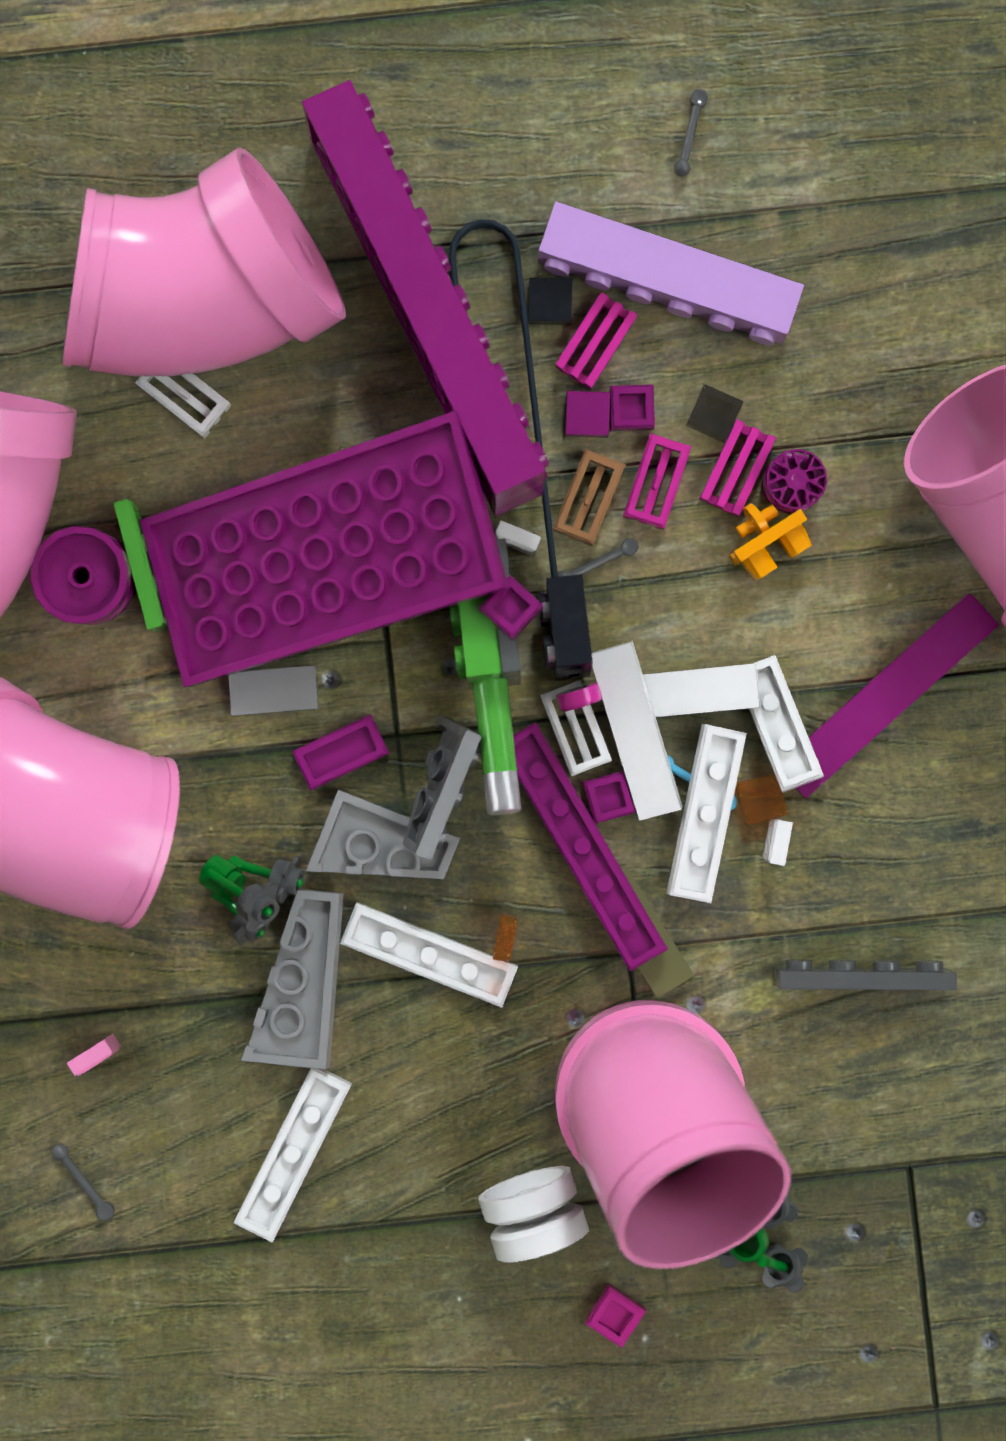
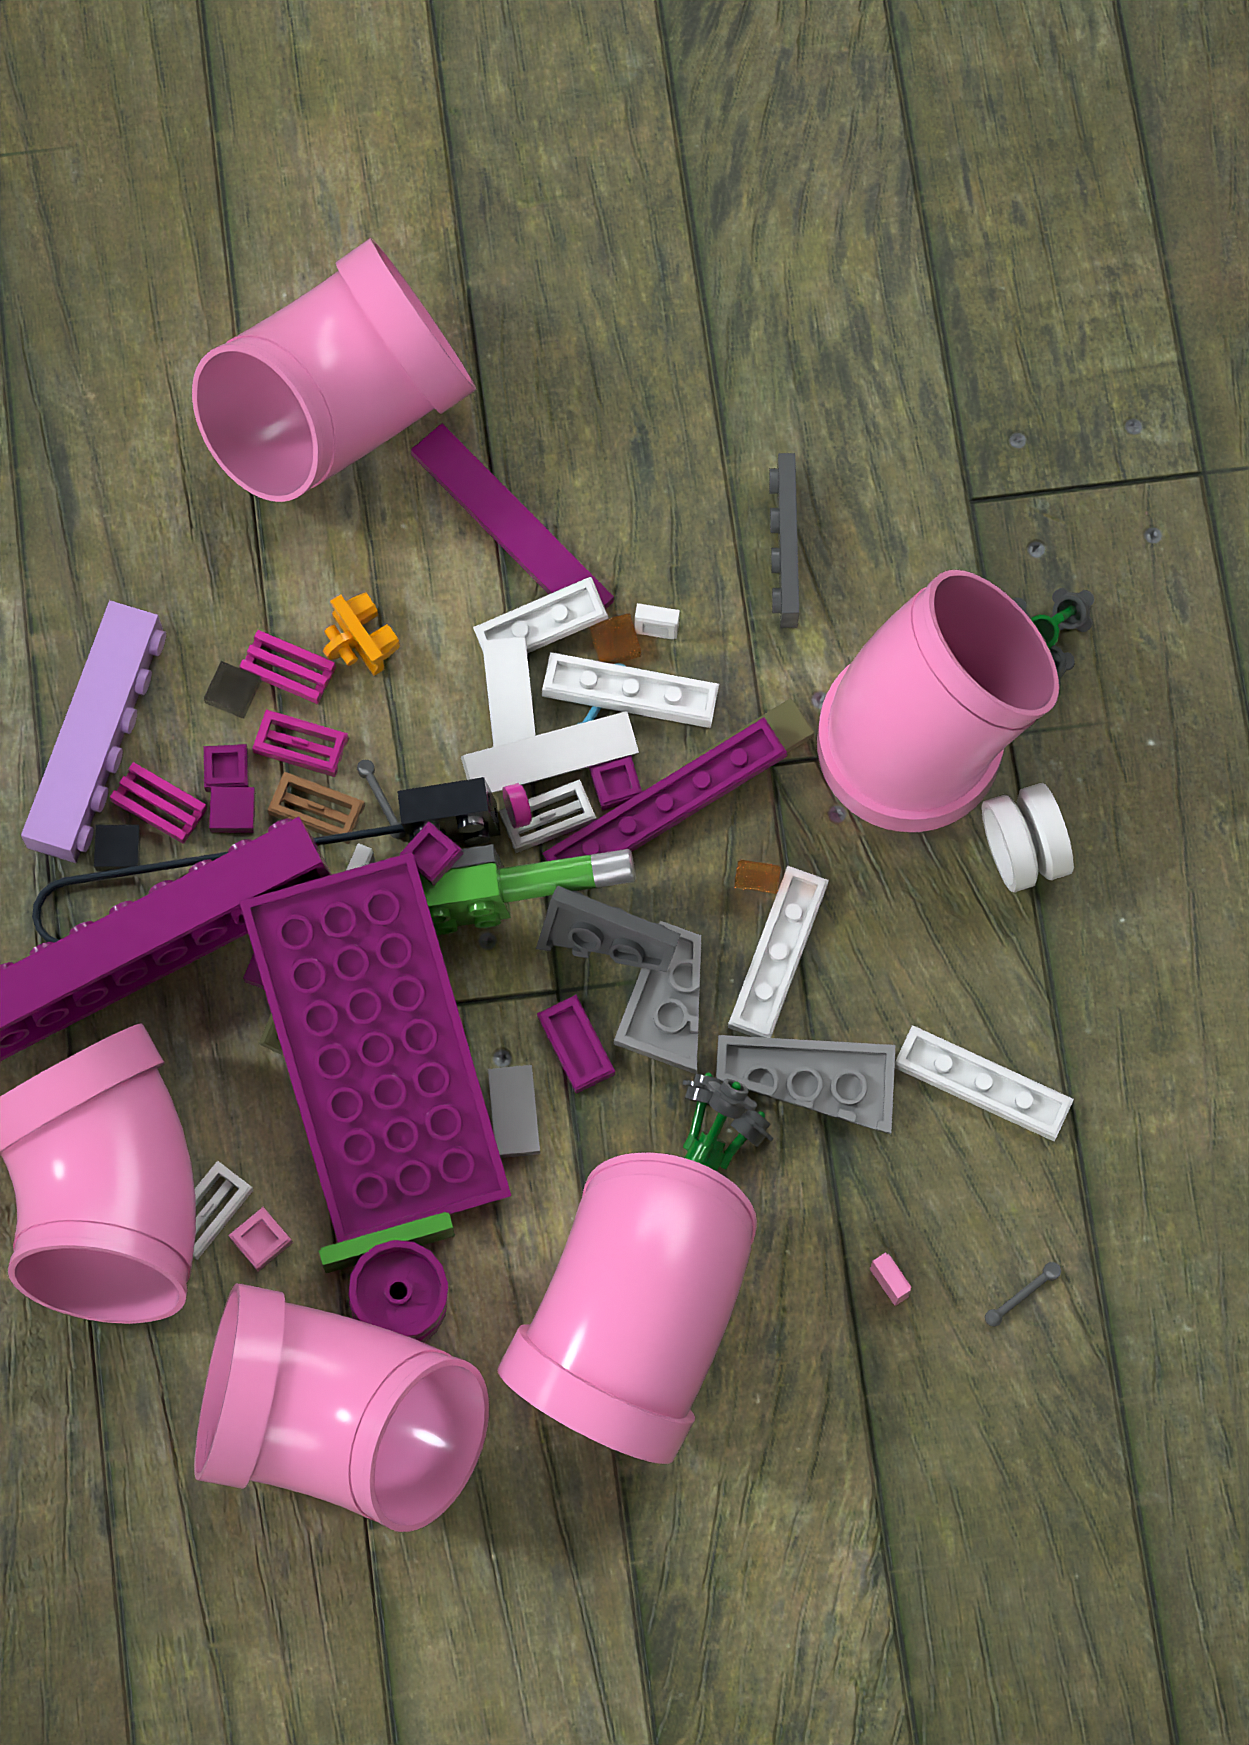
camera: 90 degrees left, 15 degrees down
(153, 445) = (260, 1239): none -> bright pink tile
(615, 1315) = (1128, 769): dark pink tile -> none
(794, 481) = (301, 611): magenta wheel -> none

